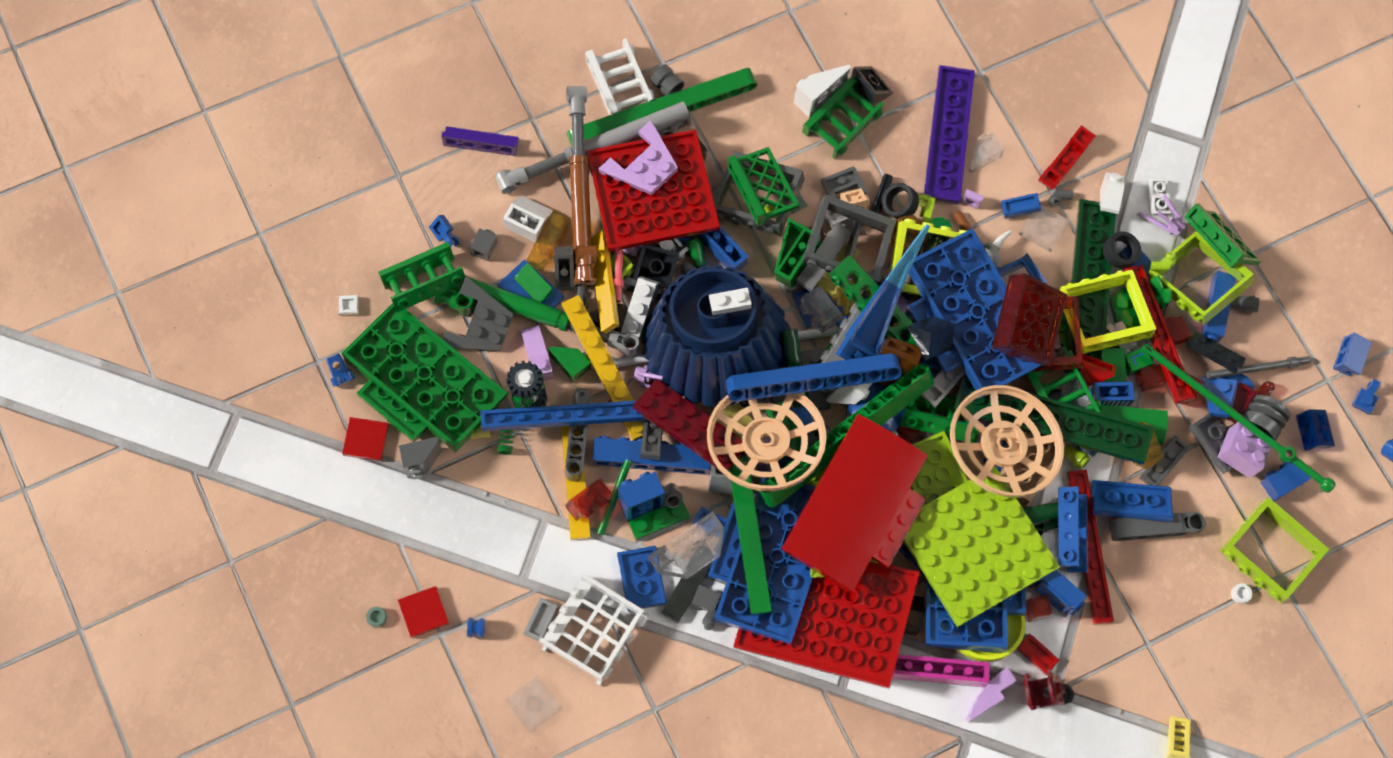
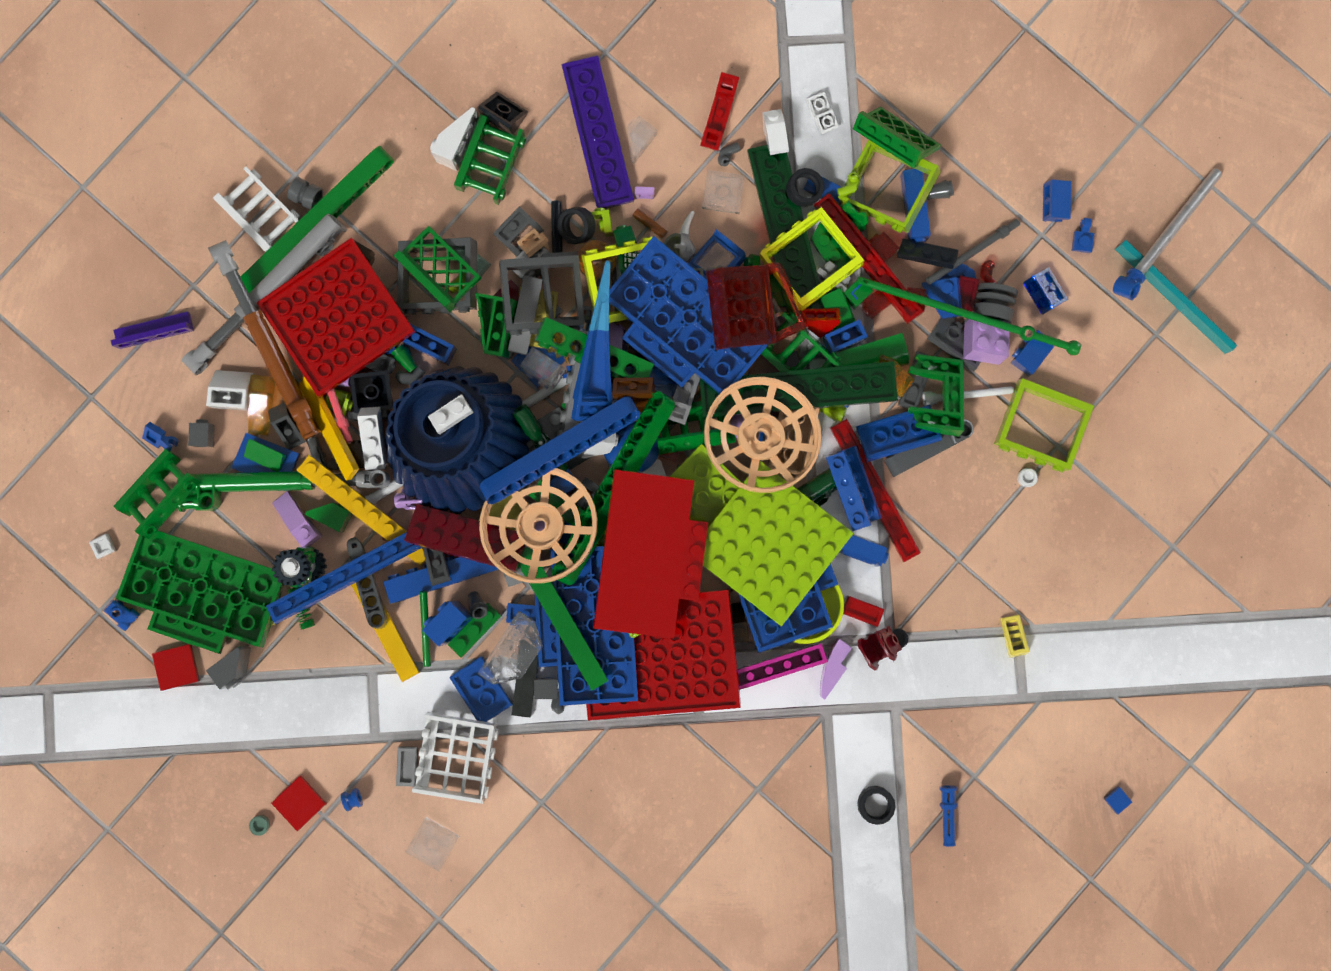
camera: 15 degrees left, 15 degrees up
(487, 324) = (238, 511): dark grey wing -> none
(588, 499) = (401, 643): clear red brick -> none
(649, 169) = (323, 299): lavender wing -> none
(932, 336) = (655, 361): black slope -> none
(1021, 205) = (693, 180): blue tile -> none
(1038, 608) = (848, 571): clear red brick -> none
(1175, 225) = (845, 139): lavender plant -> none
(1175, 483) = (932, 398): none -> white piece
(1185, 504) = (950, 371): none -> green wedge

